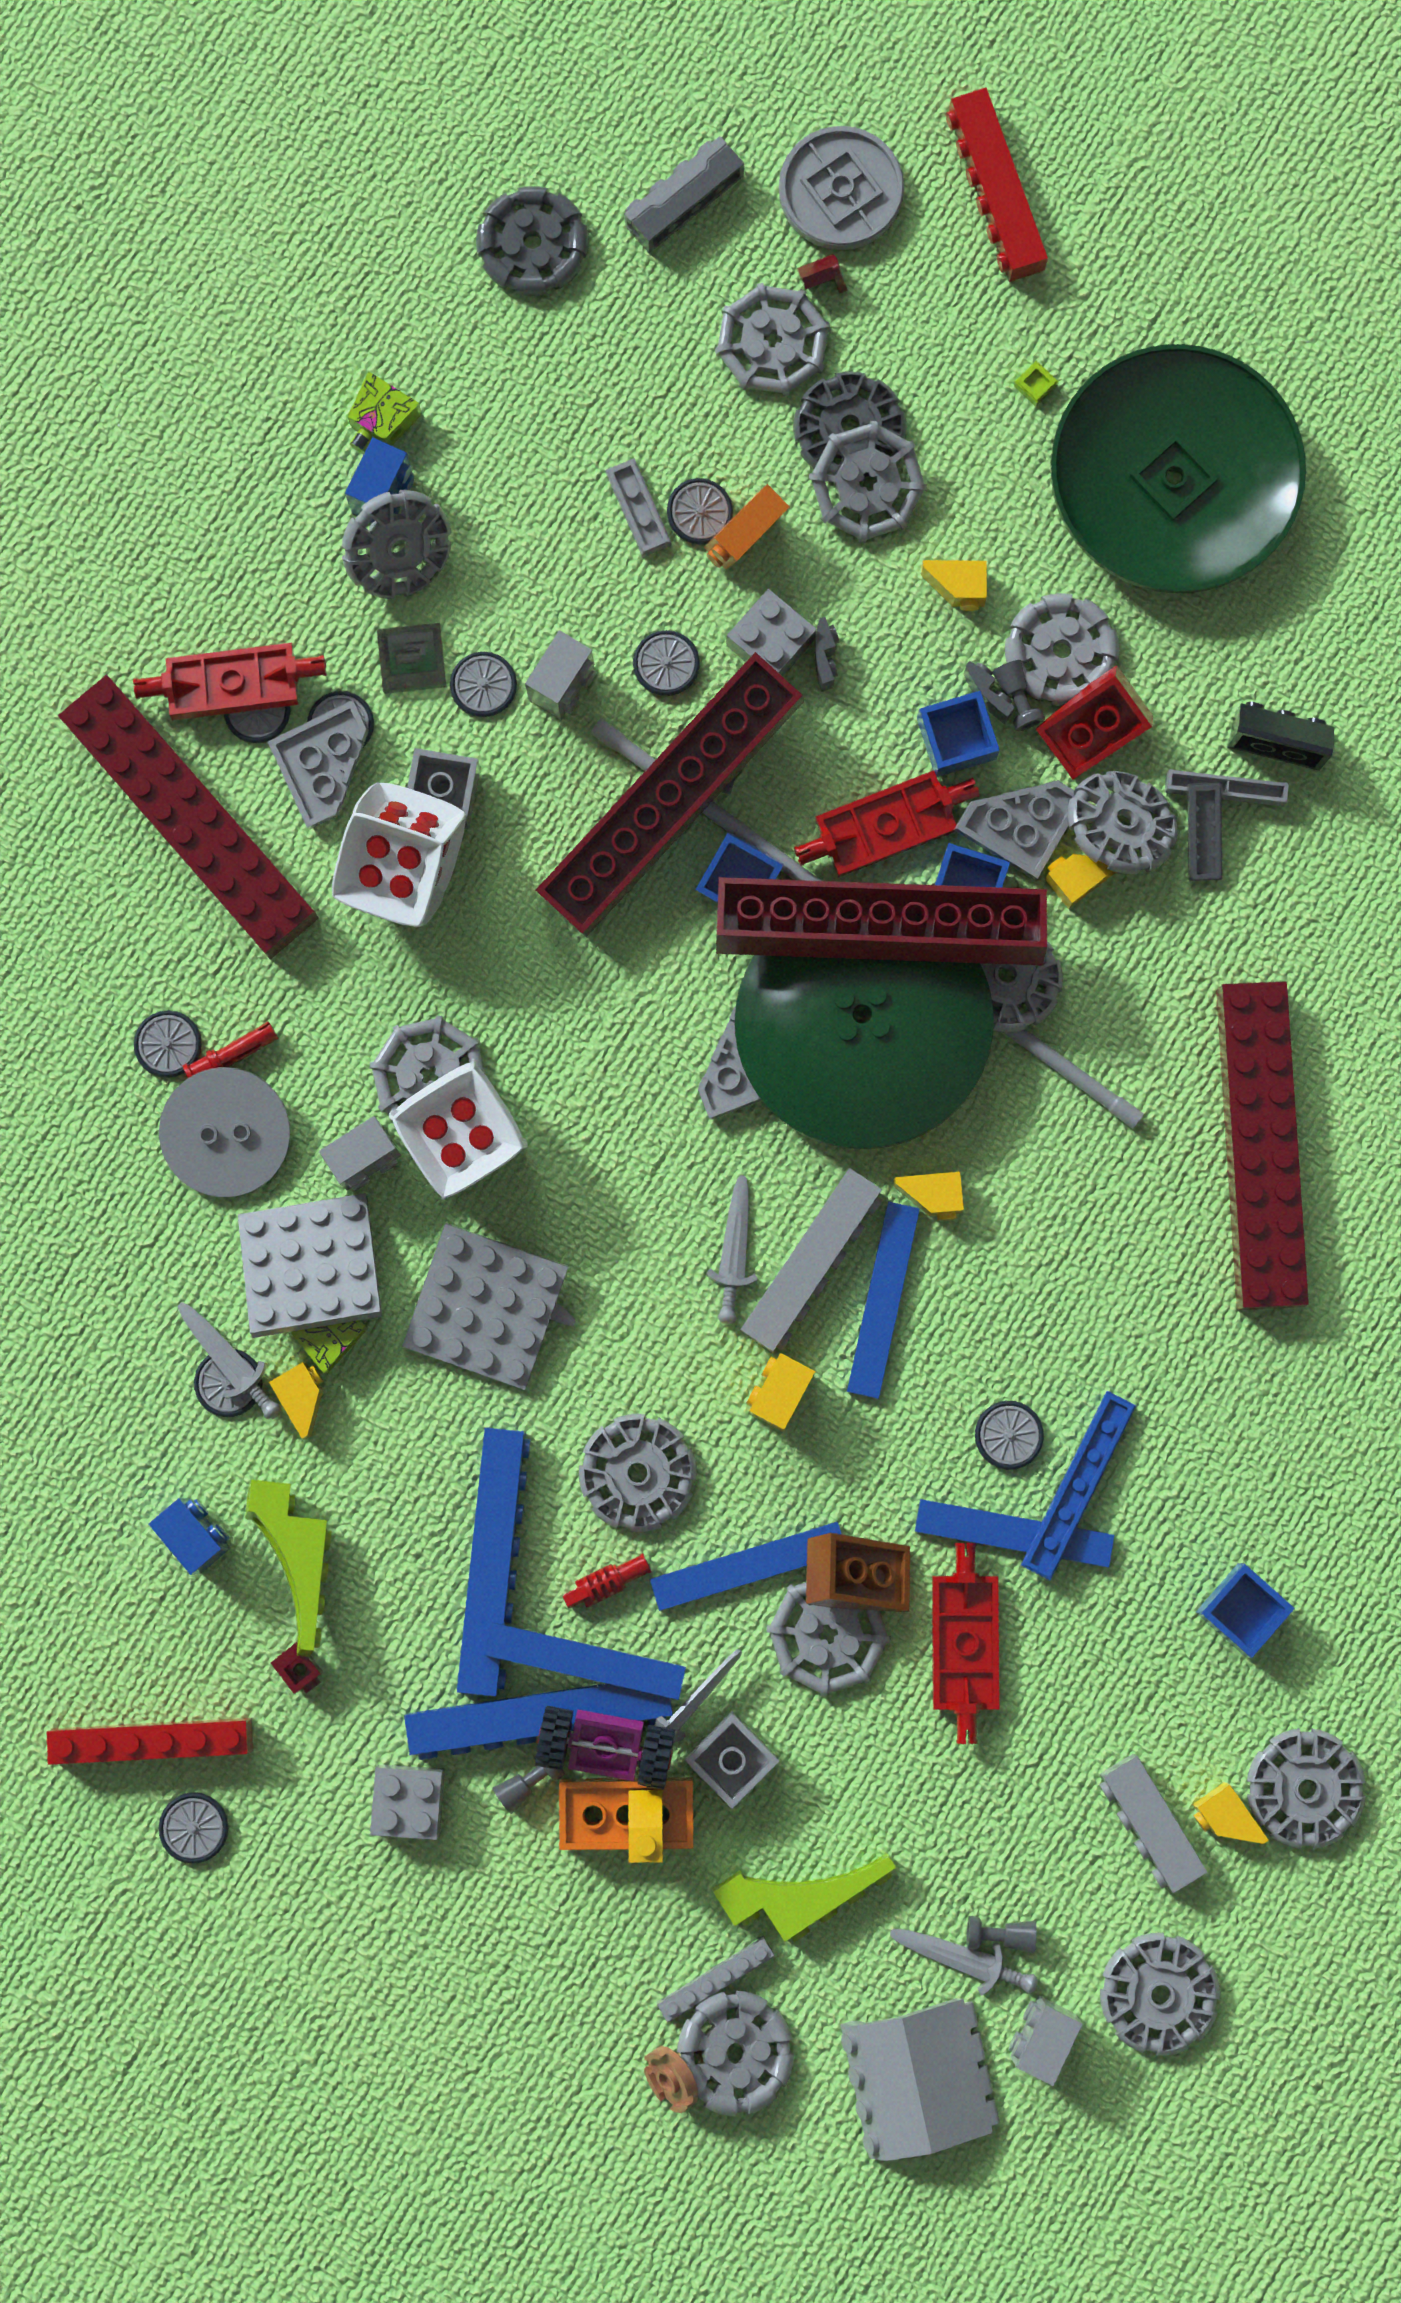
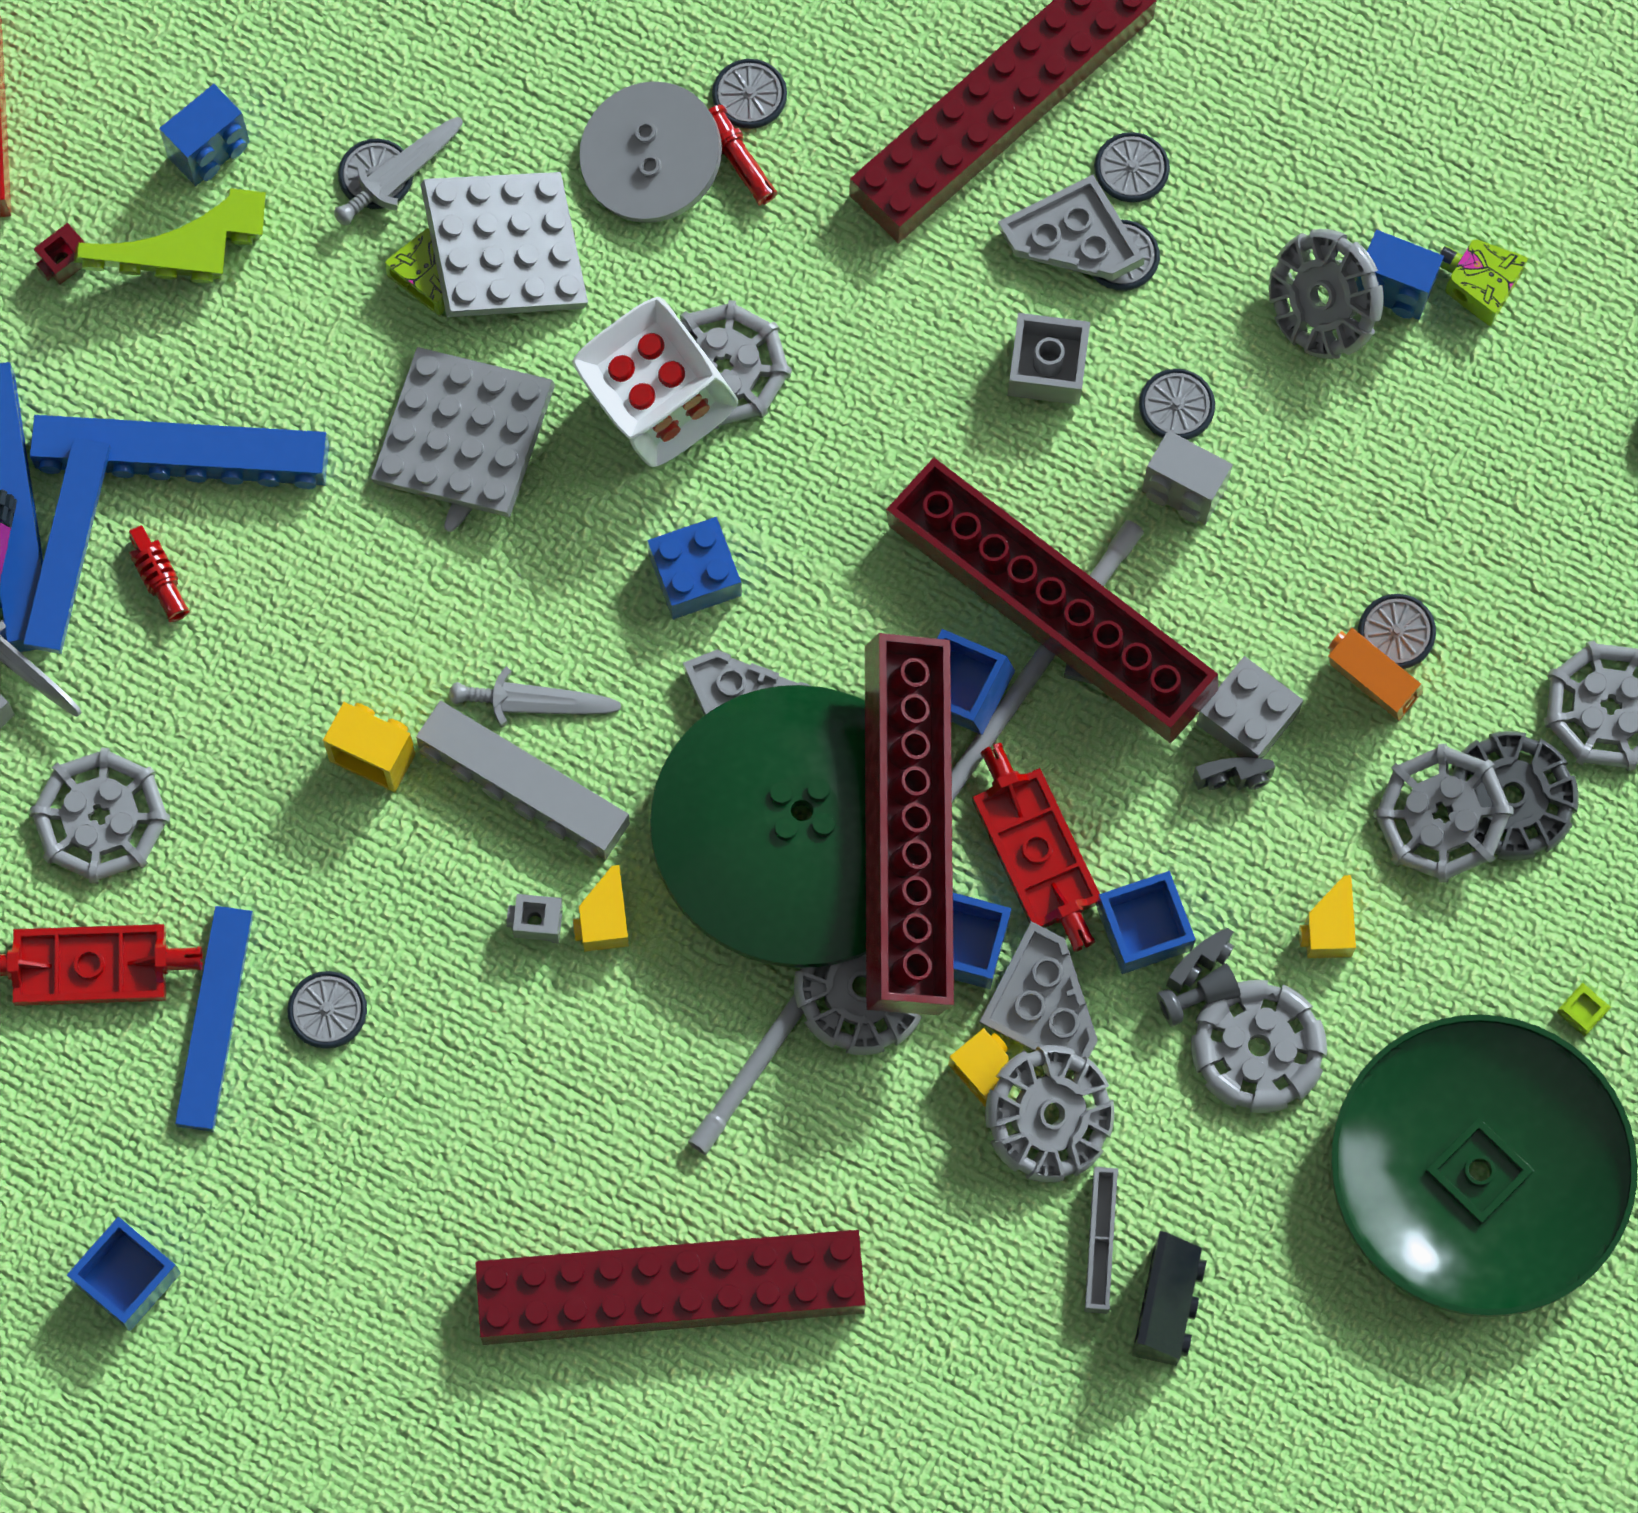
camera: 85 degrees right, 10 degrees down
(231, 681) = (1160, 133): red plate -> none
(300, 1396) = (358, 244): yellow slope -> none
(360, 1154) = (622, 279): light grey brick -> none
(398, 854) = (963, 303): white piece -> none
(411, 658) = (1202, 326): clear smoke tile -> none
(622, 1105) = (694, 568): none -> blue piece
(638, 507) = (1396, 564): light grey tile -> none
(657, 1467) = (284, 623): light grey plate -> none
(666, 663) = (1214, 601): light grey wheel -> none
(735, 1569) = (176, 727): blue tile -> none
(857, 1573) = (164, 839): dark orange slope -> none
(883, 1300) = (480, 864): blue tile -> none
(940, 1240) = (547, 908): none -> light grey brick
(1078, 1486) = (268, 1086): blue tile -> none
(1096, 722) = (1170, 1083): red slope -> none
(1204, 831) = (1045, 1213): dark grey plate -> none

